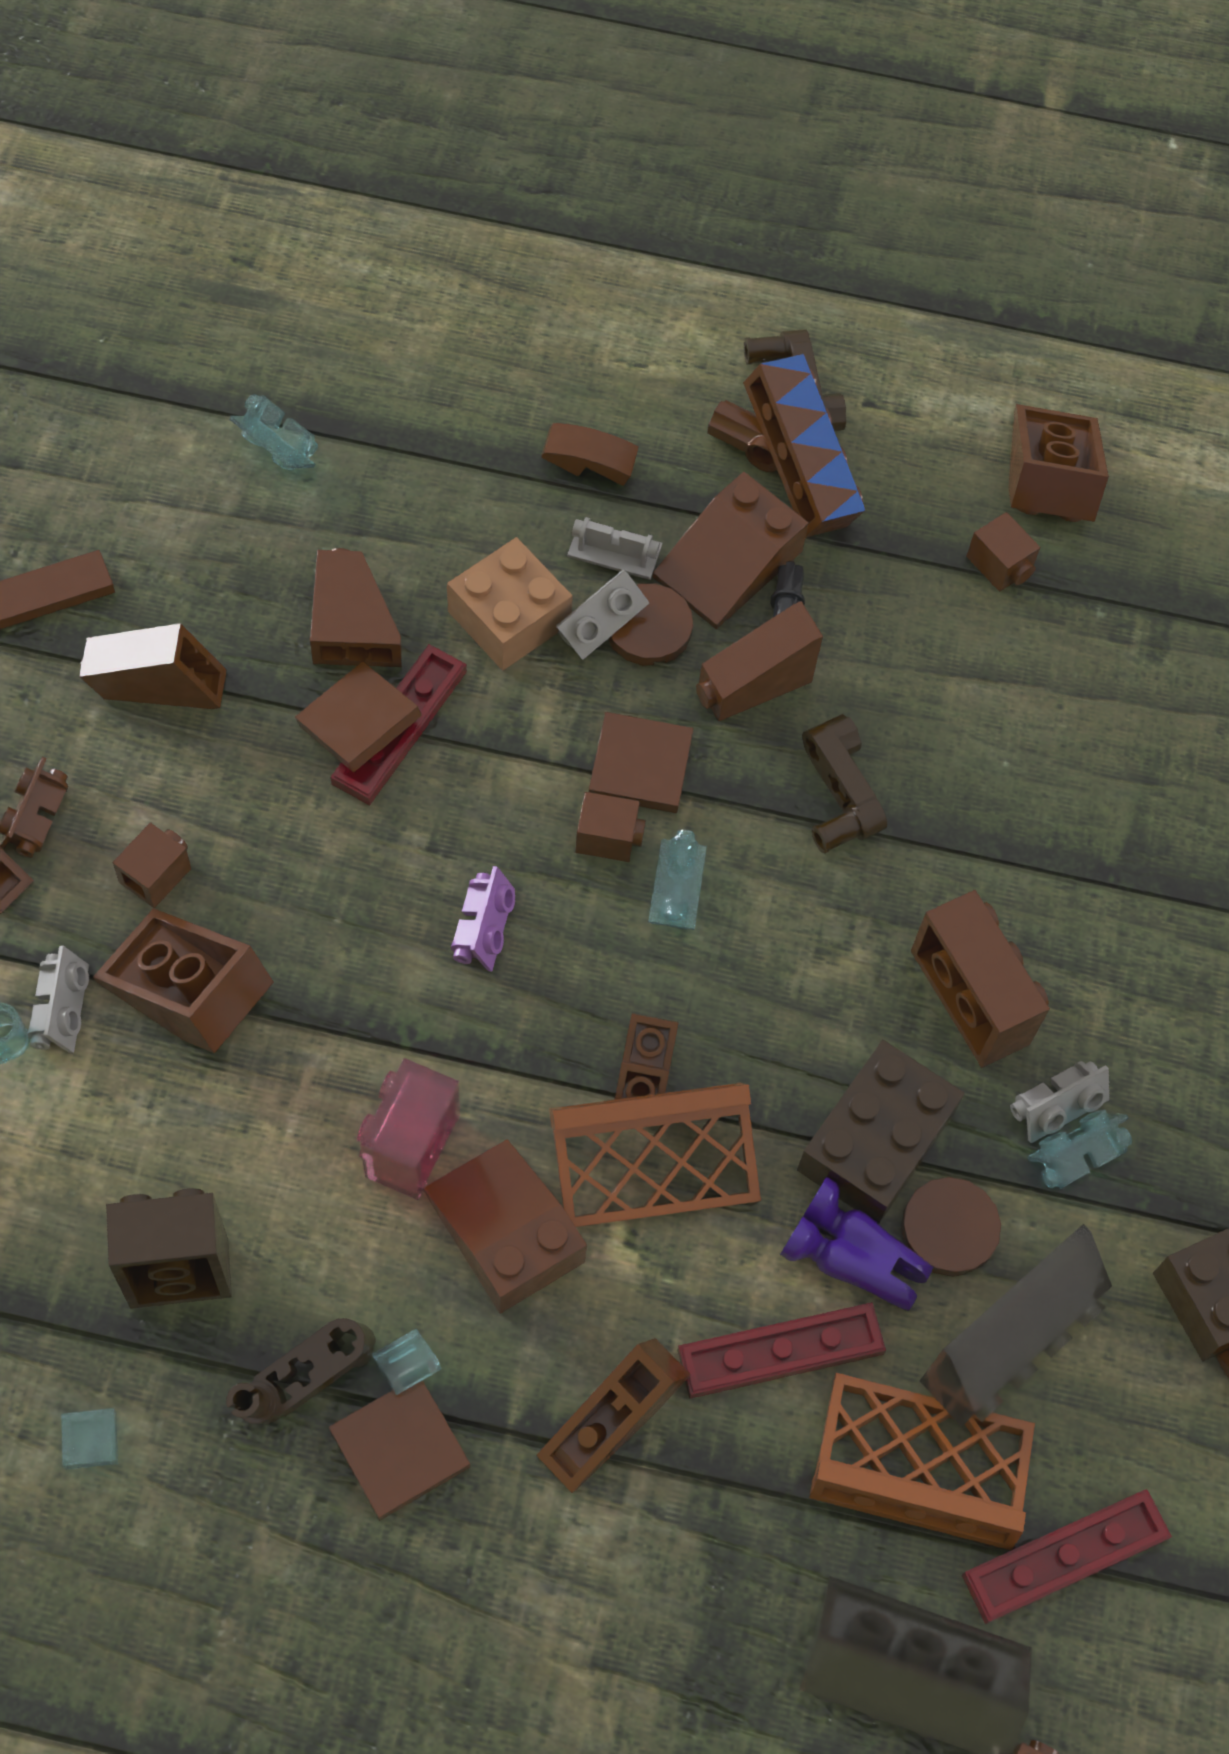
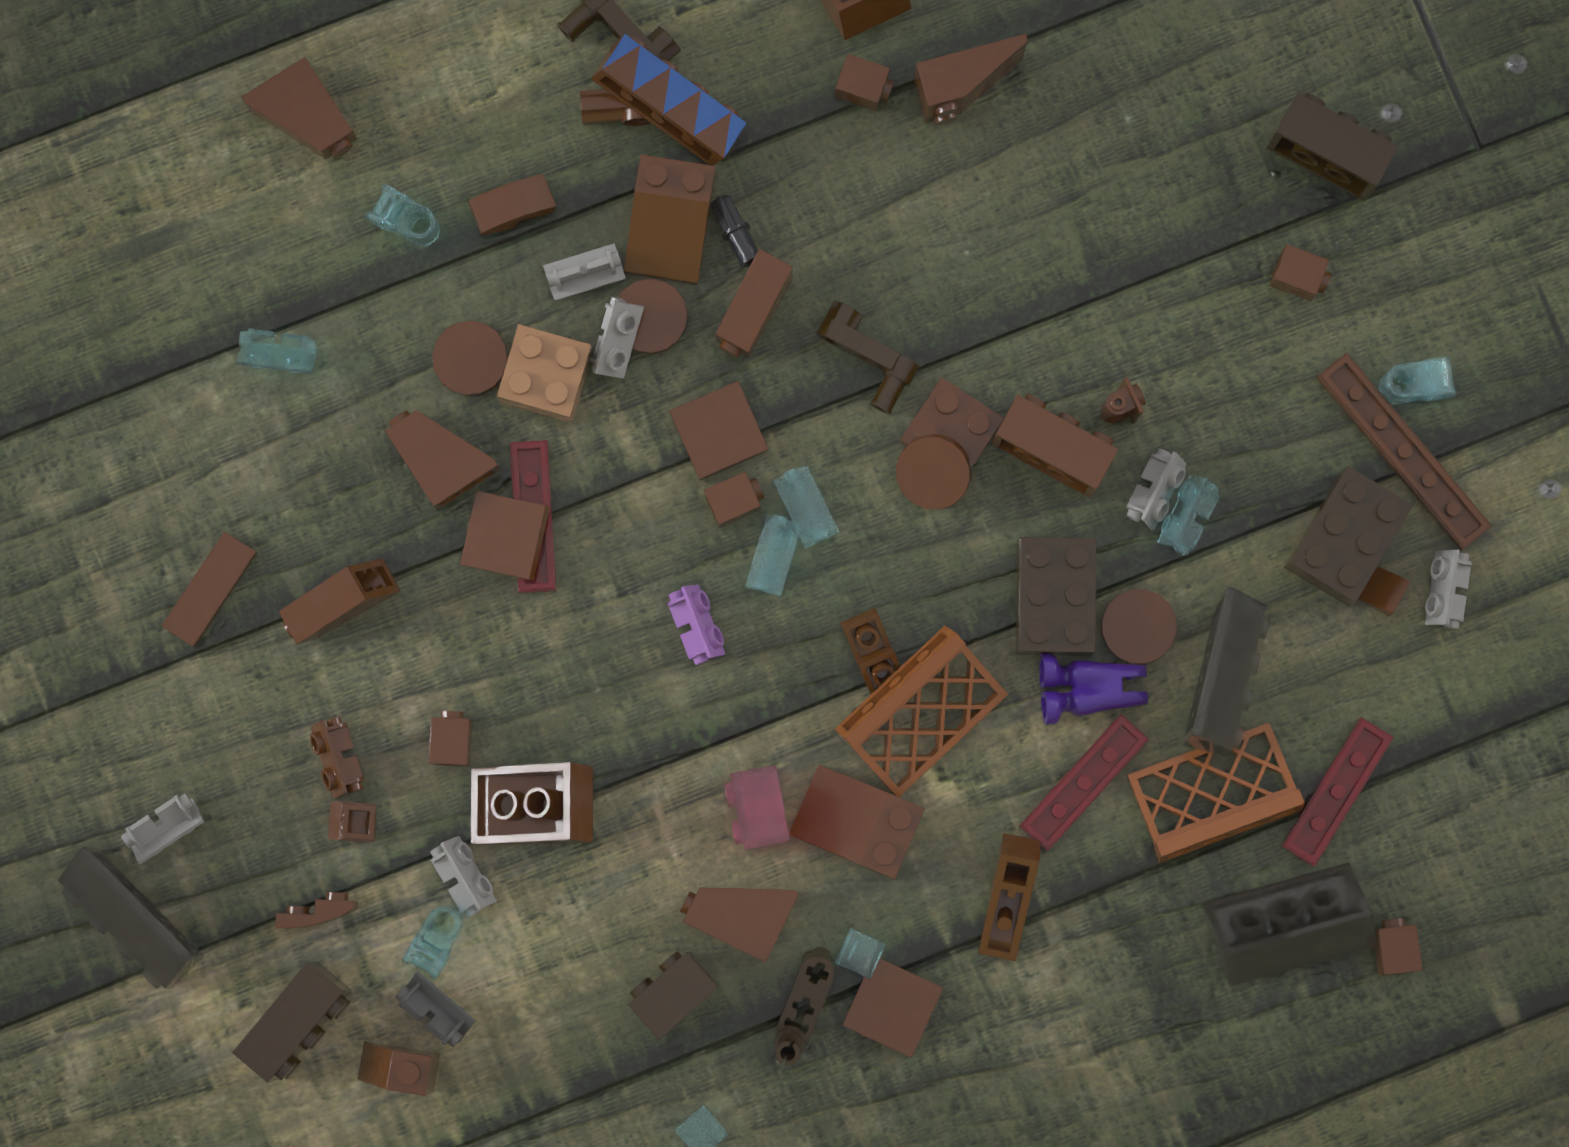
camera: 30 degrees left, 20 degrees up
(310, 1233) = (740, 916): none -> reddish brown slope
(444, 549) = (469, 358): none -> reddish brown tile
(458, 268) = (303, 110): none -> reddish brown slope
(482, 405) = (398, 213): none -> clear light blue piece
(612, 905) = (773, 555): none -> clear light blue hinge
(833, 928) = (933, 471): none -> reddish brown tile
(876, 907) = (956, 416): none -> reddish brown plate
(1080, 984) = (1124, 403): none -> reddish brown hinge
(1116, 597) = (957, 80): none -> reddish brown slope

